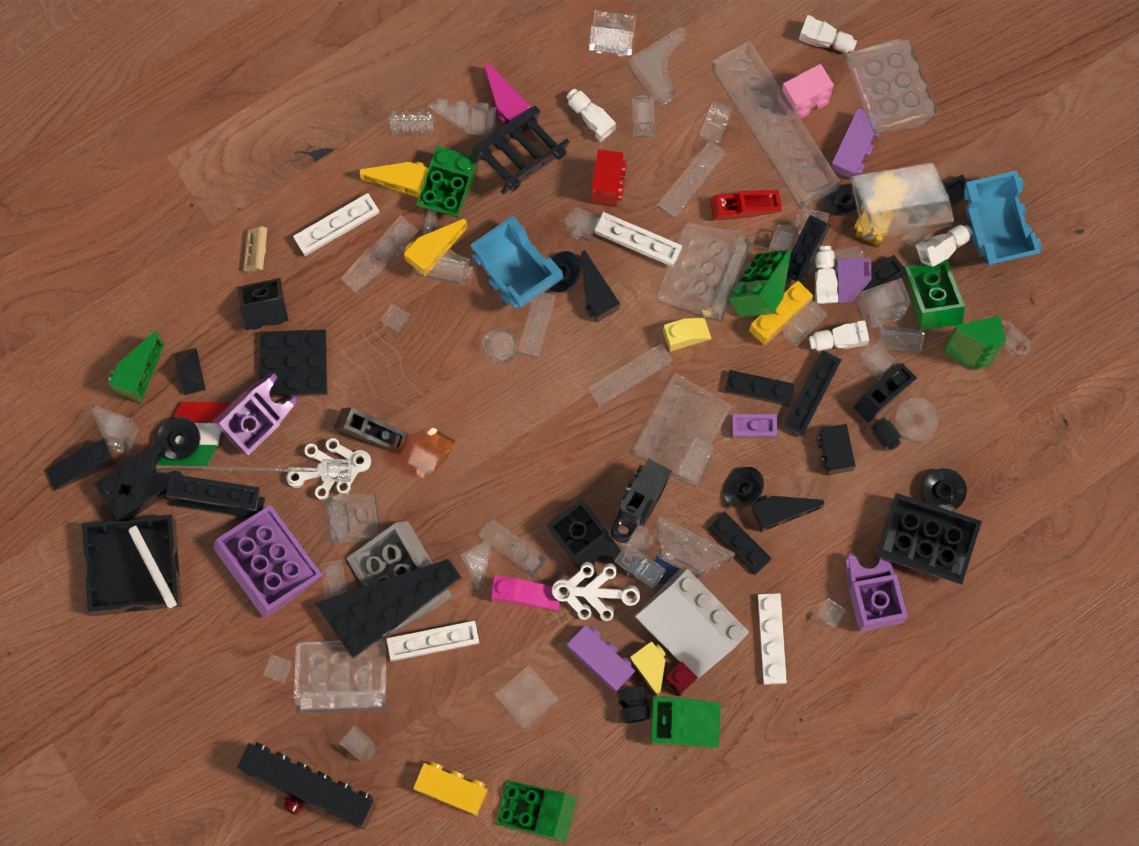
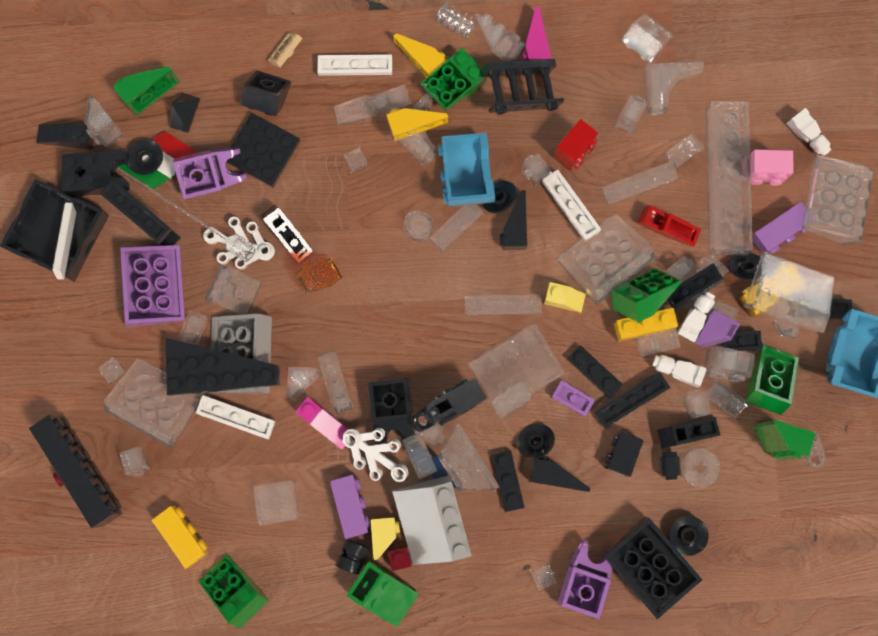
camera: 35 degrees right, 5 degrees up
(592, 114) = (594, 91): white piece -> none
(772, 639) = (487, 569): white plate -> none
(942, 246) = (803, 346): white piece -> none

